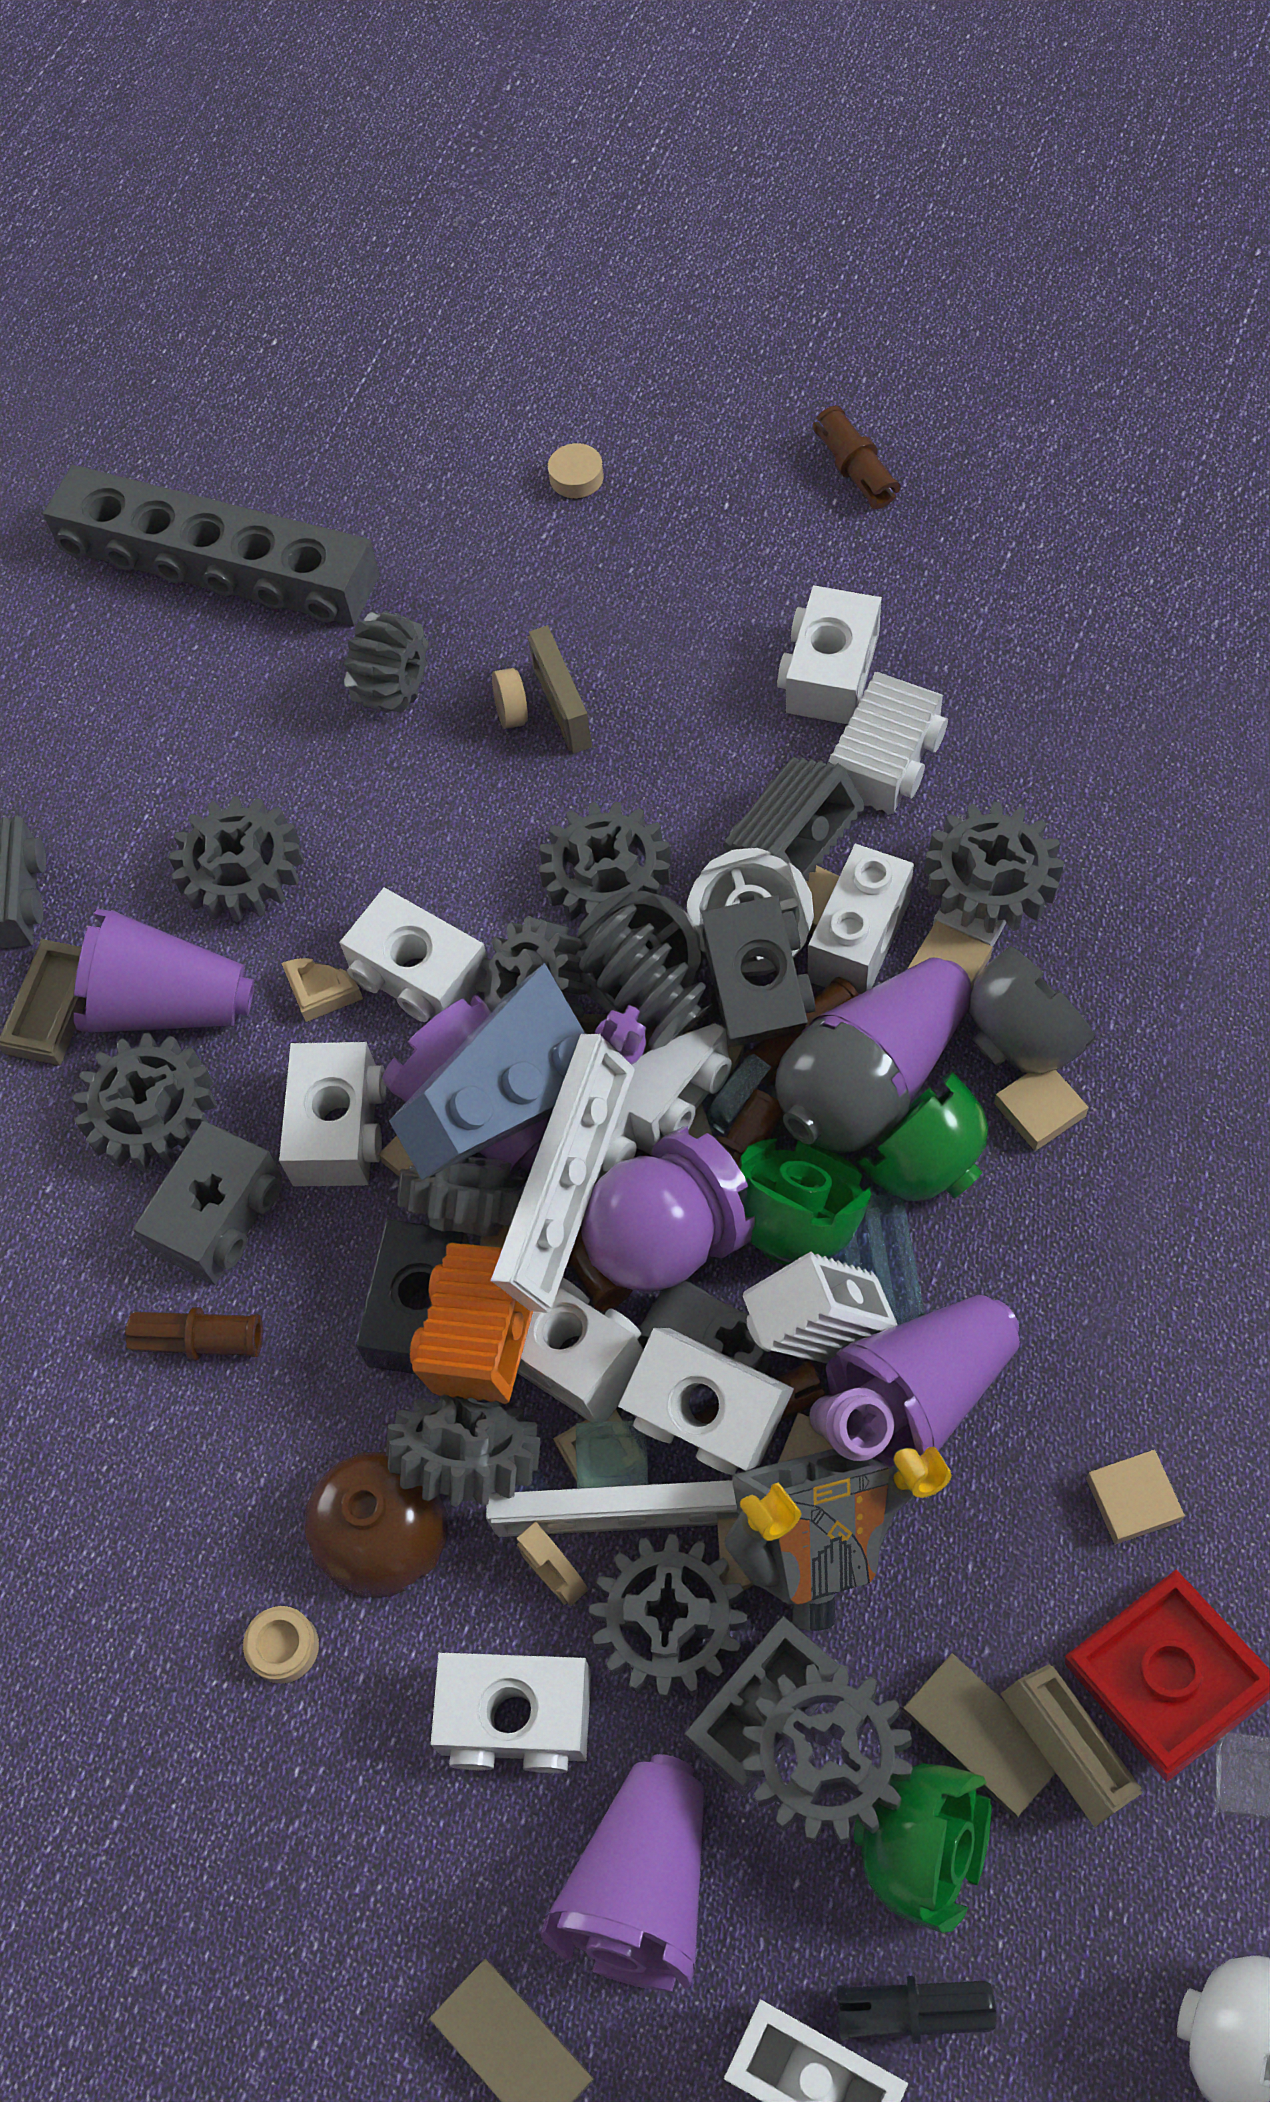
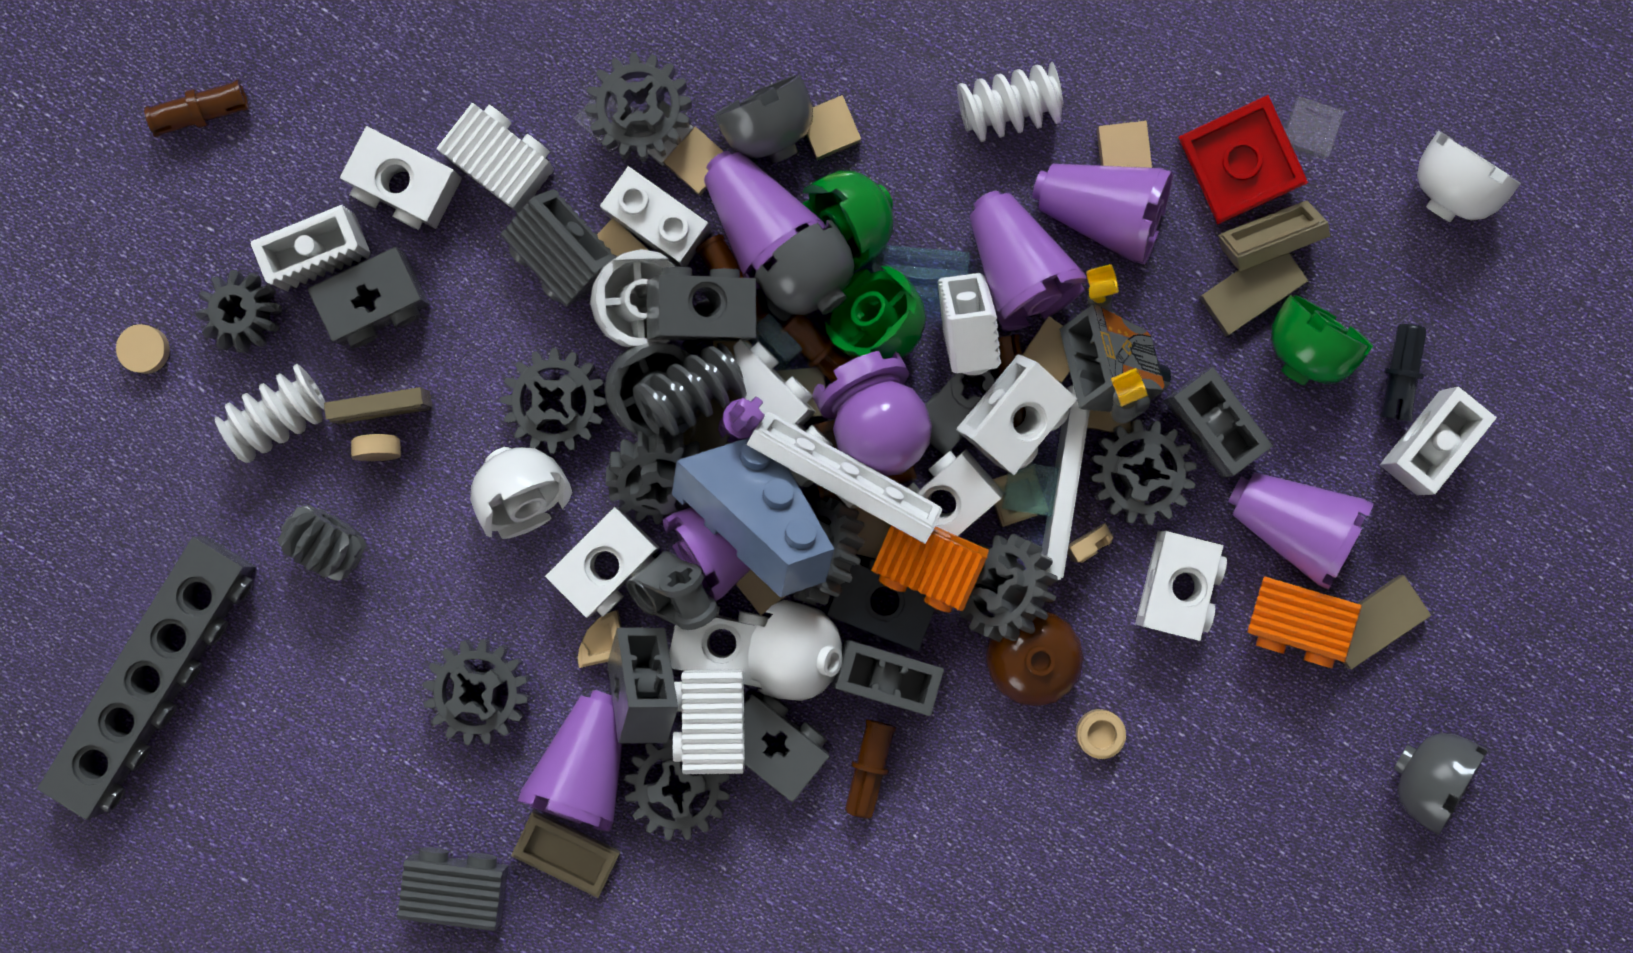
camera: 85 degrees left, 25 degrees up
(222, 1097) = (710, 722): none -> white brick
(260, 1014) = (642, 685): none -> dark grey brick
(314, 1315) = (888, 678): none -> dark grey brick
(332, 1187) = (795, 652): none -> white cylinder
(383, 1027) = (673, 592): none -> dark grey piece
(482, 843) = (517, 490): none -> white cylinder
(488, 1914) = (1304, 621): none -> orange brick
(525, 586) = (272, 415): none -> white piece
(637, 538) = (226, 325): none -> dark grey gear
(684, 654) = (343, 295): none -> dark grey brick
(724, 582) = (310, 248): none -> white brick
(809, 1783) = (1285, 404): dark grey gear -> none
(854, 1422) = (1055, 320): lavender cone -> none
(1044, 1486) = (1107, 204): none -> medium lavender cone
(1146, 1321) = (1011, 101): none -> white piece

